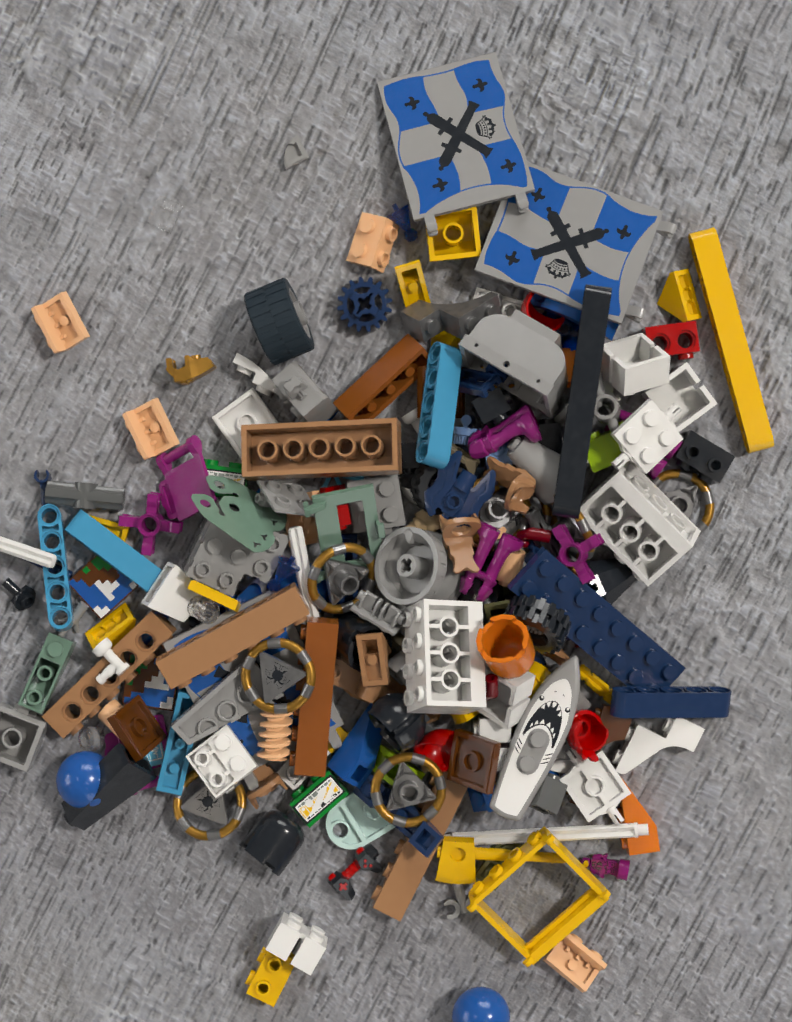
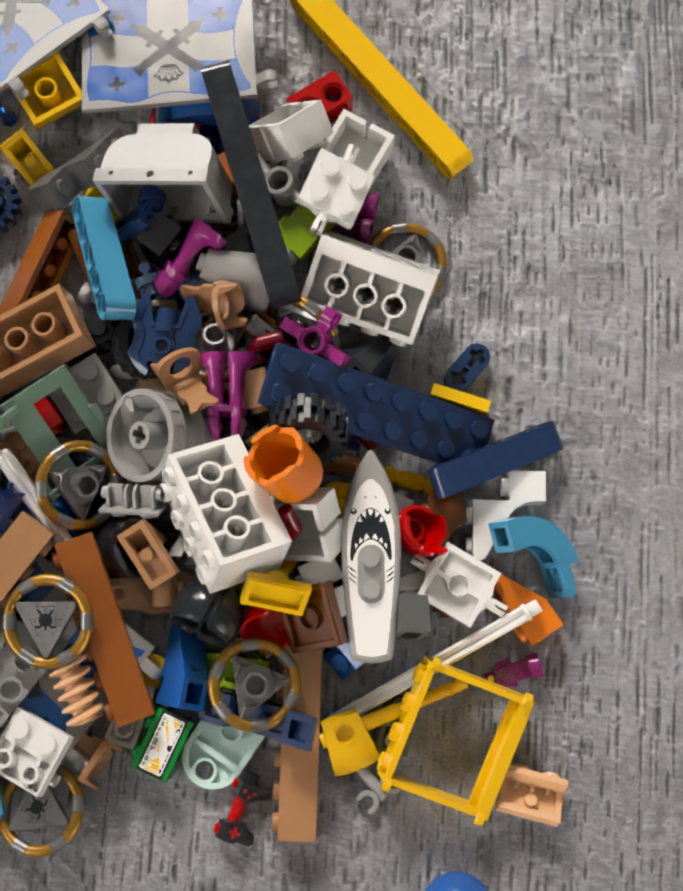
camera: 30 degrees left, 10 degrees down
(274, 840) = (132, 816): black cylinder -> none
(456, 733) = (275, 592): none -> yellow tile
(660, 635) = (460, 399): none -> yellow tile
(678, 784) = (546, 543): none -> dark azure arch
(679, 296) = (307, 60): yellow slope -> none
(687, 621) = (461, 364): none -> dark blue beam
(703, 457) = (407, 201): black brick -> none

